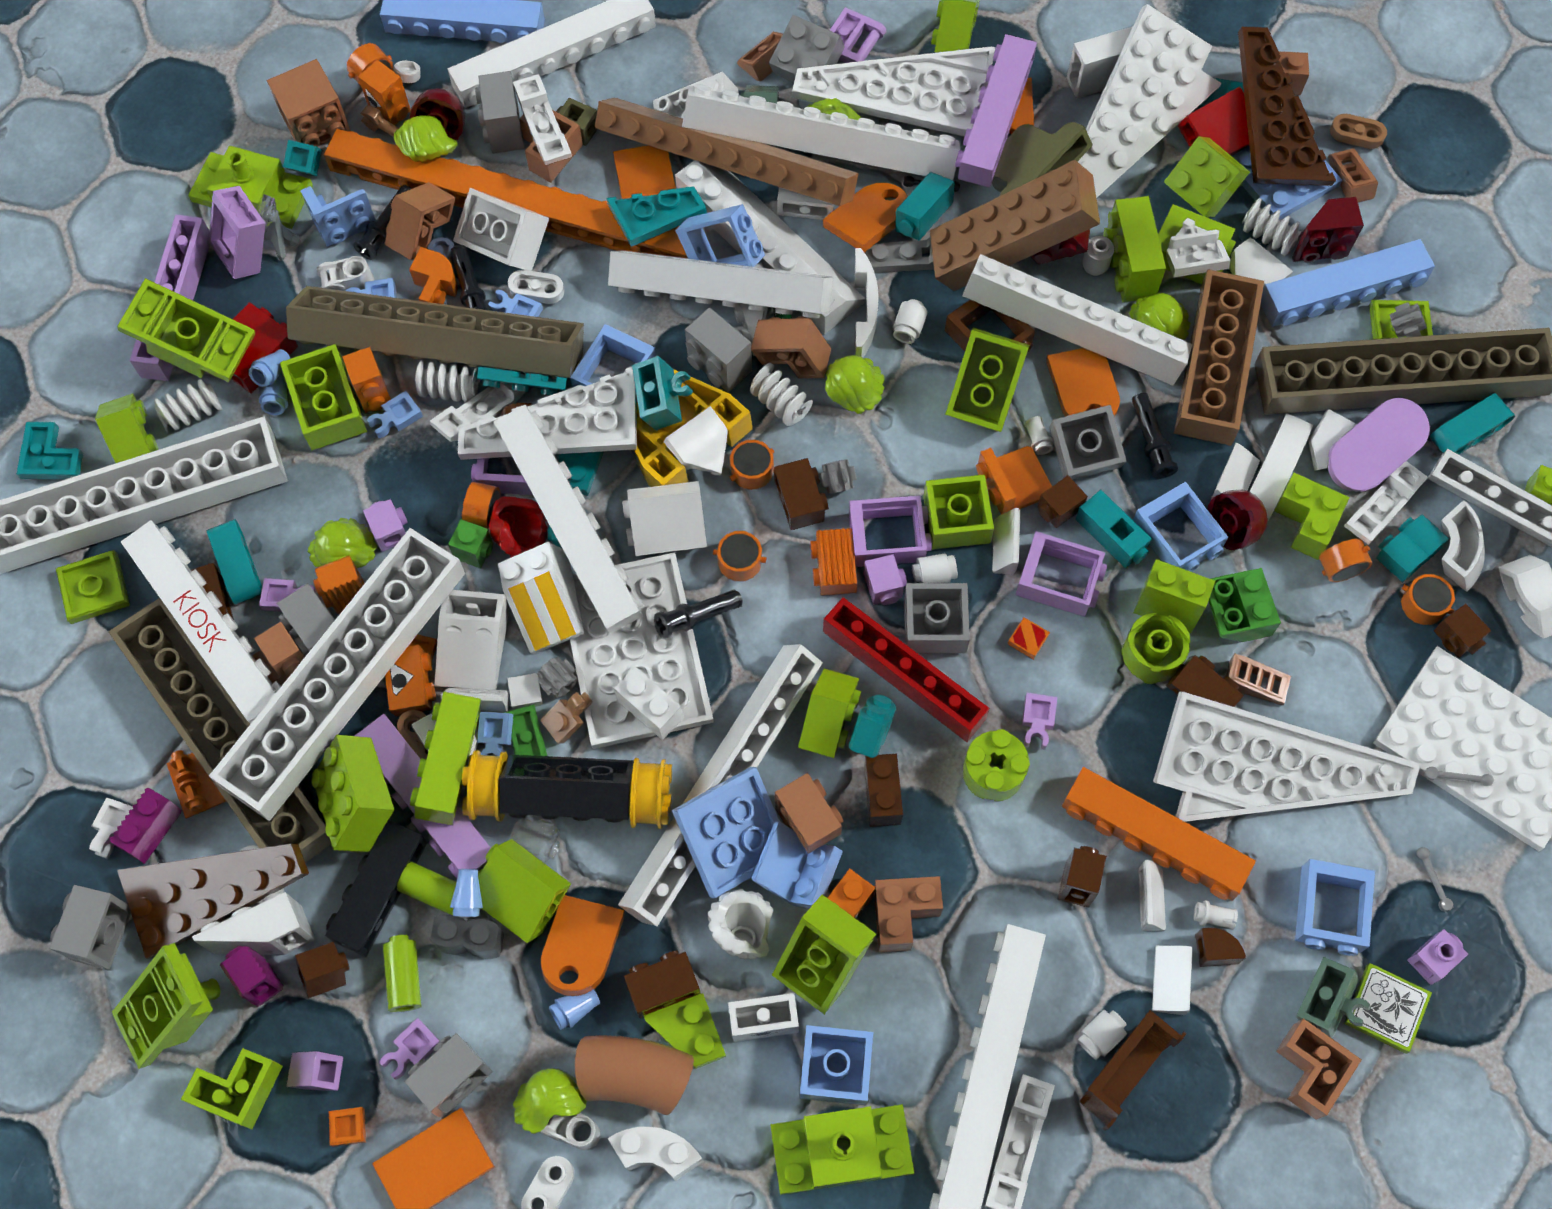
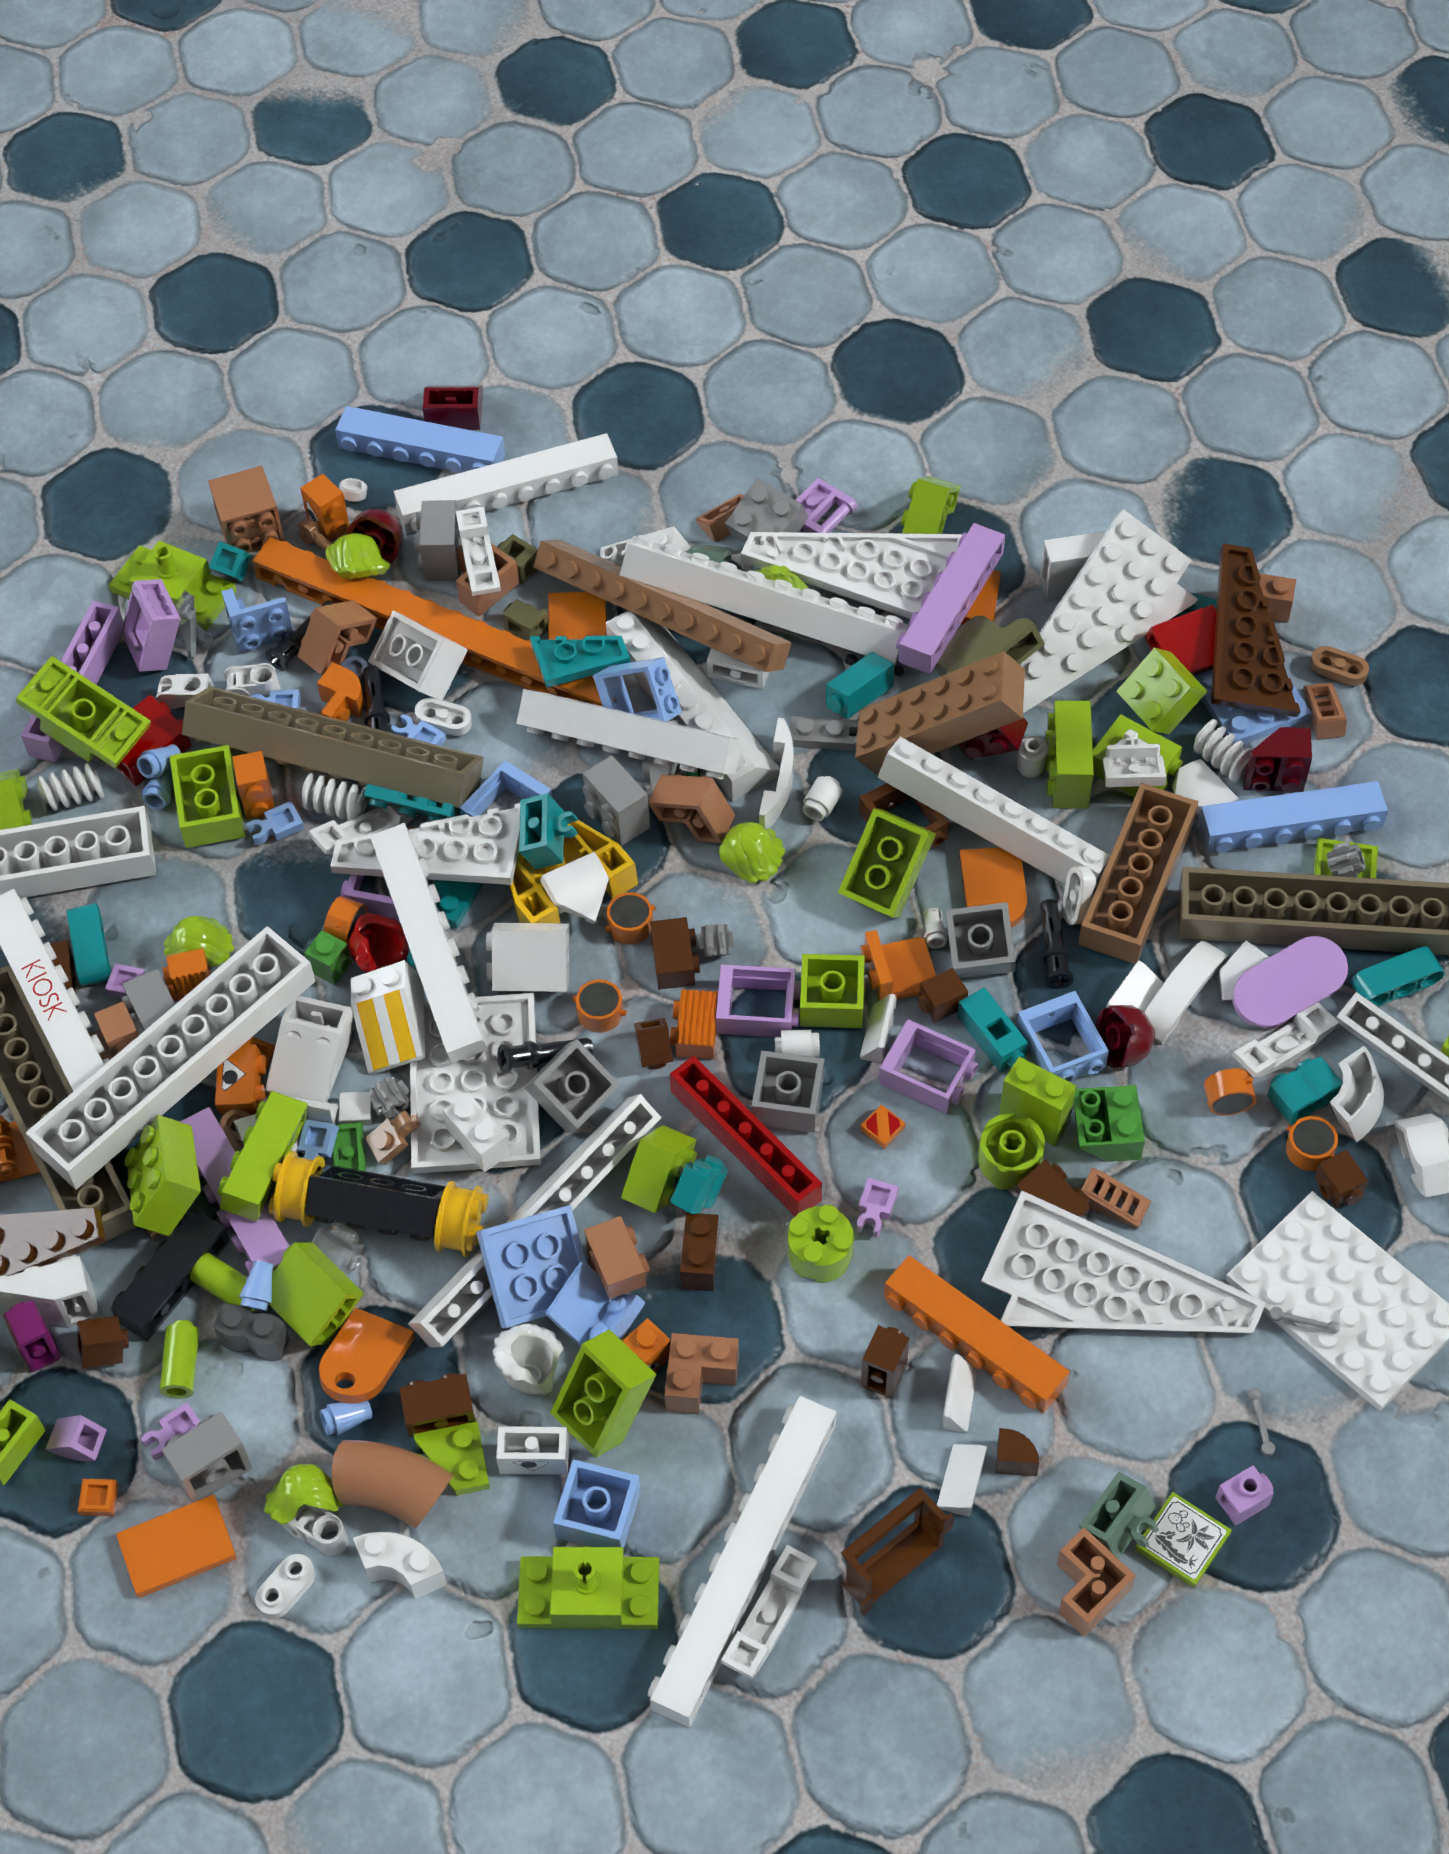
camera: 10 degrees right, 10 degrees down
(278, 291) = (178, 688): none -> white leg
(364, 57) = (310, 470): orange piece -> none
(386, 523) = (245, 923): lavender brick -> none
(596, 181) = (525, 620): none -> olive brick
(731, 643) = (572, 1086): none -> light grey brick
(778, 396) = (672, 853): white piece -> none
(799, 587) = (653, 1043): none -> reddish brown brick
(867, 216) = (797, 687): orange tile -> none
(884, 580) = (743, 1048): lavender brick -> none
(1102, 1034) = (873, 1513): white brick -> none
(1162, 313) = (1090, 824): lime hair -> none
(1168, 386) = (1078, 894): none -> white plate
(1215, 915) = (1020, 1422): white pin -> none
(1317, 511) = (1209, 1039): lime brick -> none
(1339, 875) = (1155, 1401): light blue window -> none

